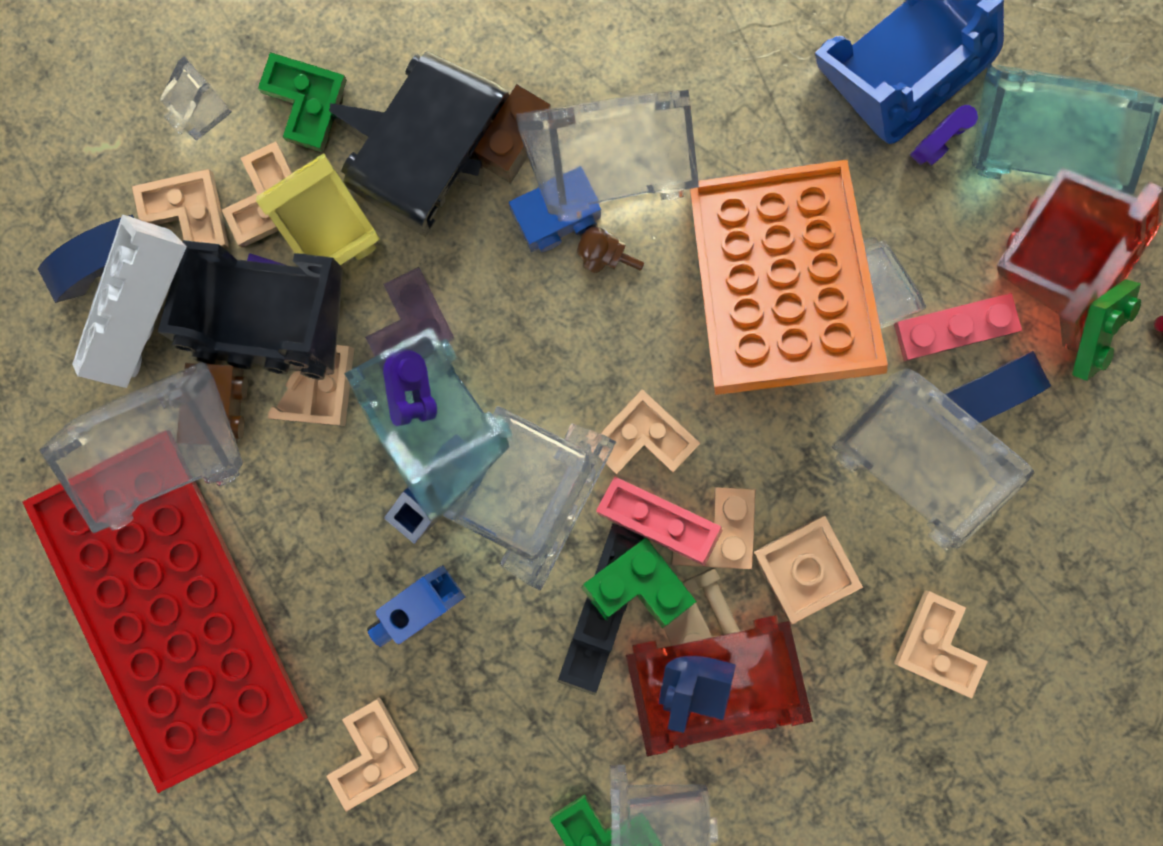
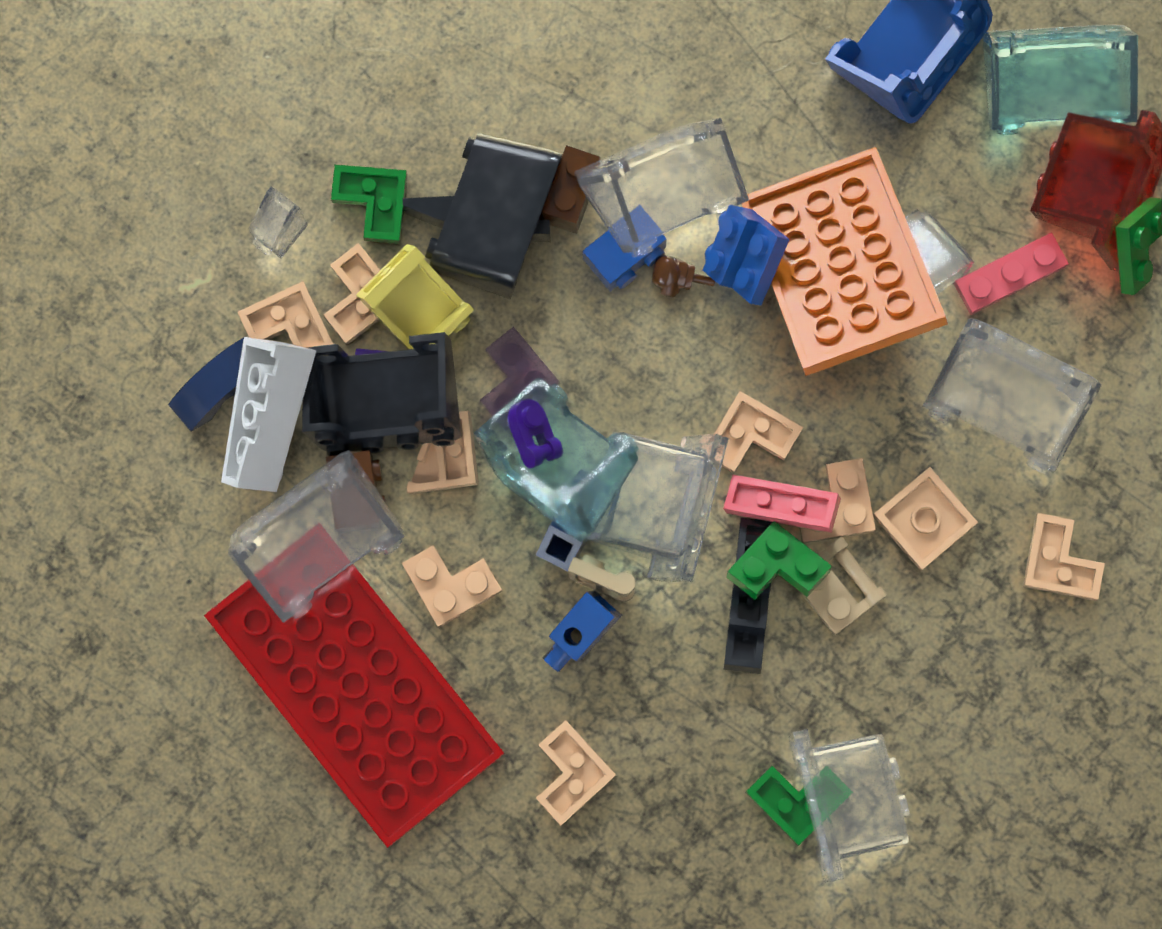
camera: 10 degrees left, 5 degrees down
(282, 533) = (447, 594): none -> light nougat plate
(439, 554) = (591, 573): none -> tan plate
(681, 243) = (745, 253): none -> blue plate
(695, 686) = (849, 639): dark blue brick -> none
(763, 692) = (868, 638): clear red windscreen -> none
(953, 125) = (965, 94): dark purple plate -> none
(1001, 388) = (1060, 318): dark blue brick -> none

